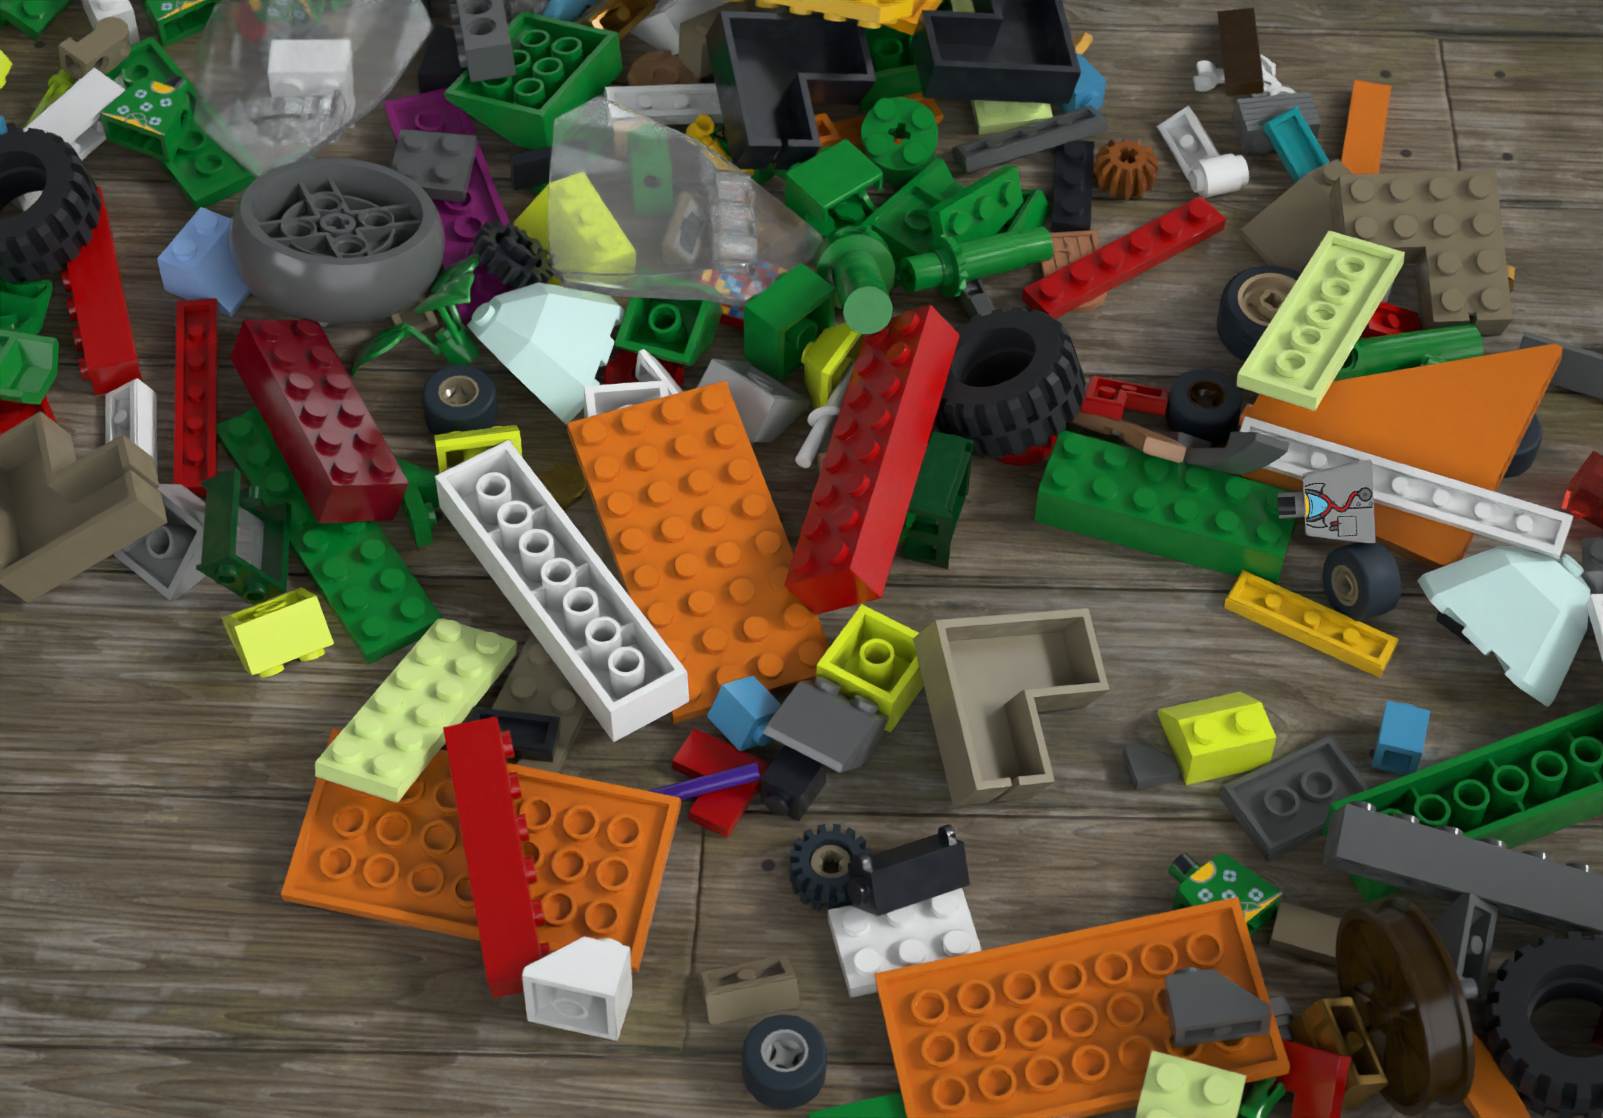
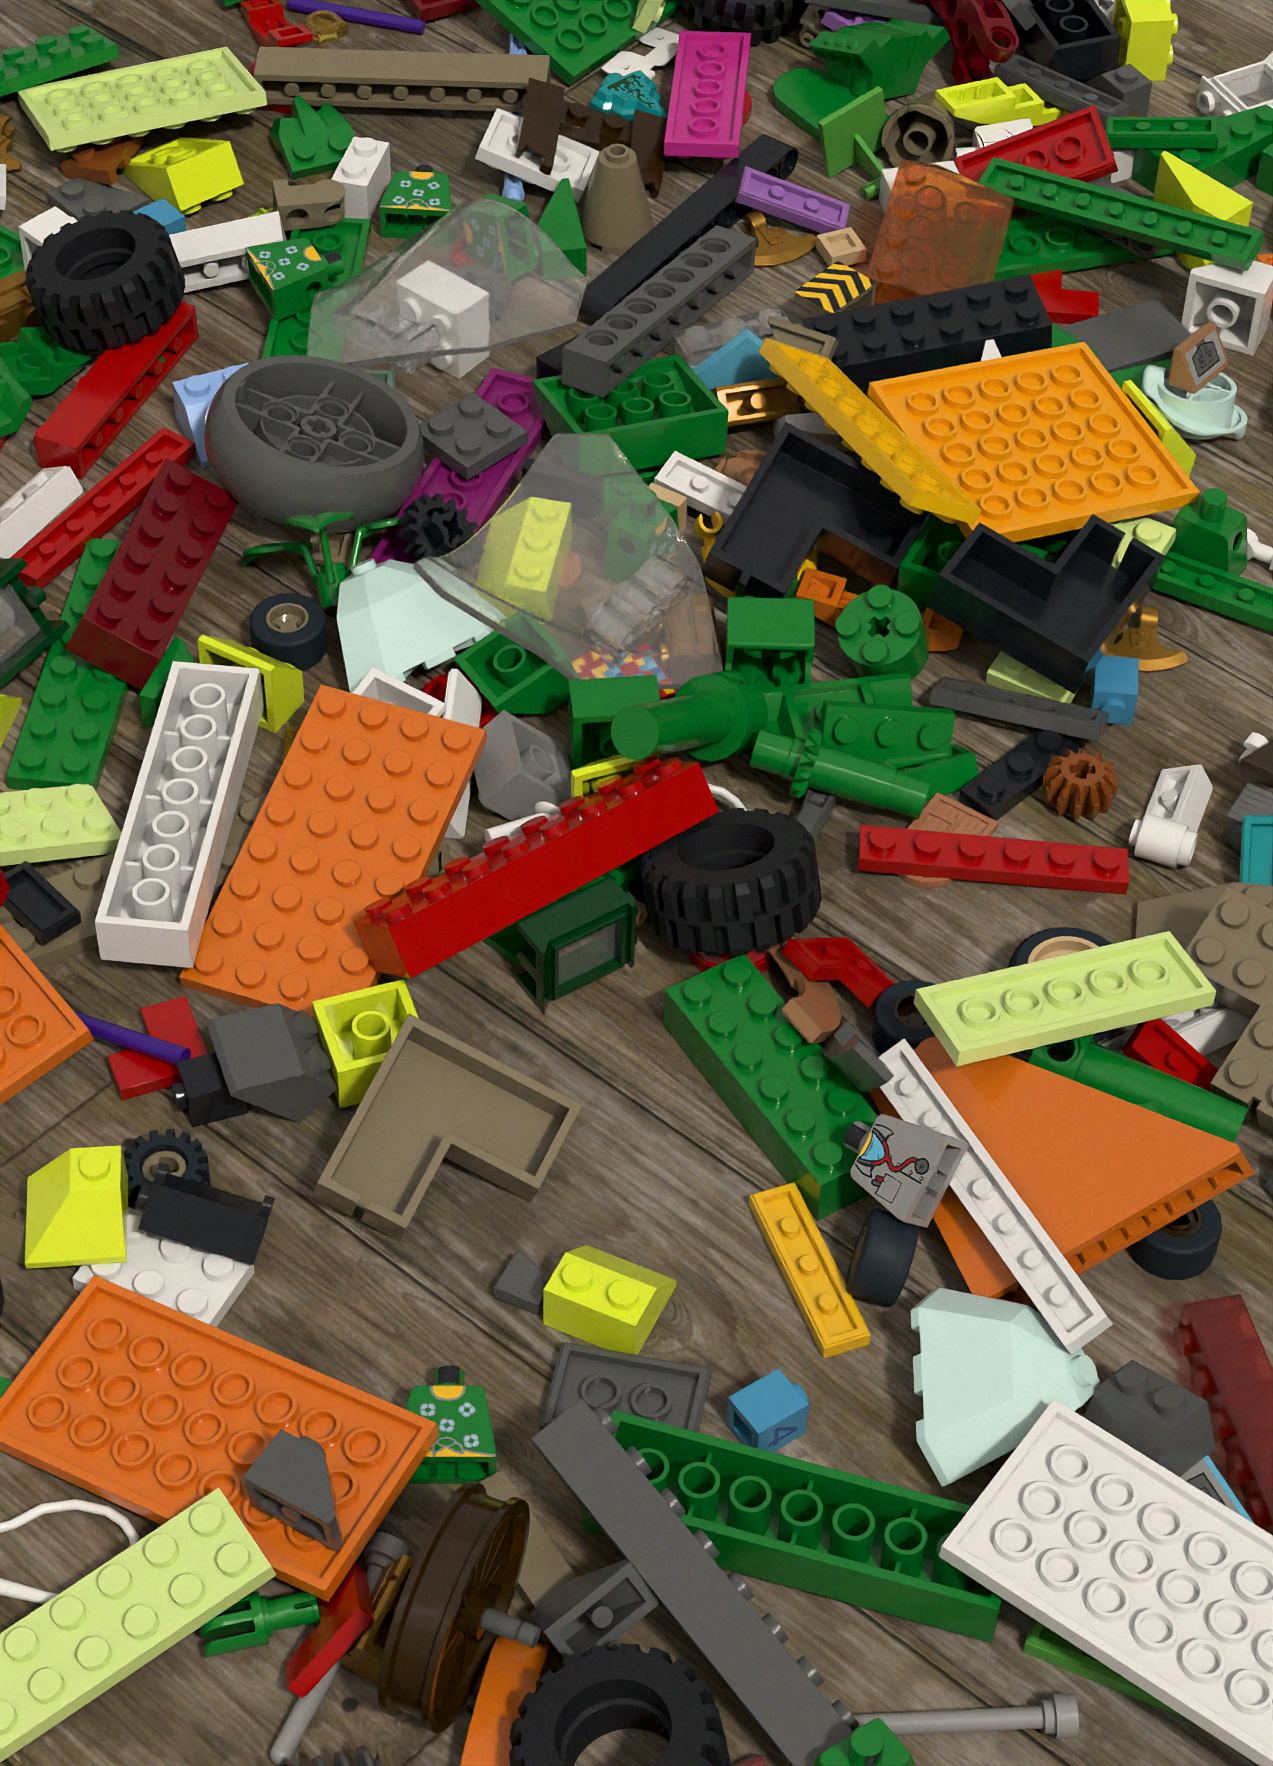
camera: 40 degrees right, 5 degrees down
(743, 712) = (229, 994): dark azure brick -> none
(817, 934) = (78, 1209): none -> neon yellow slope

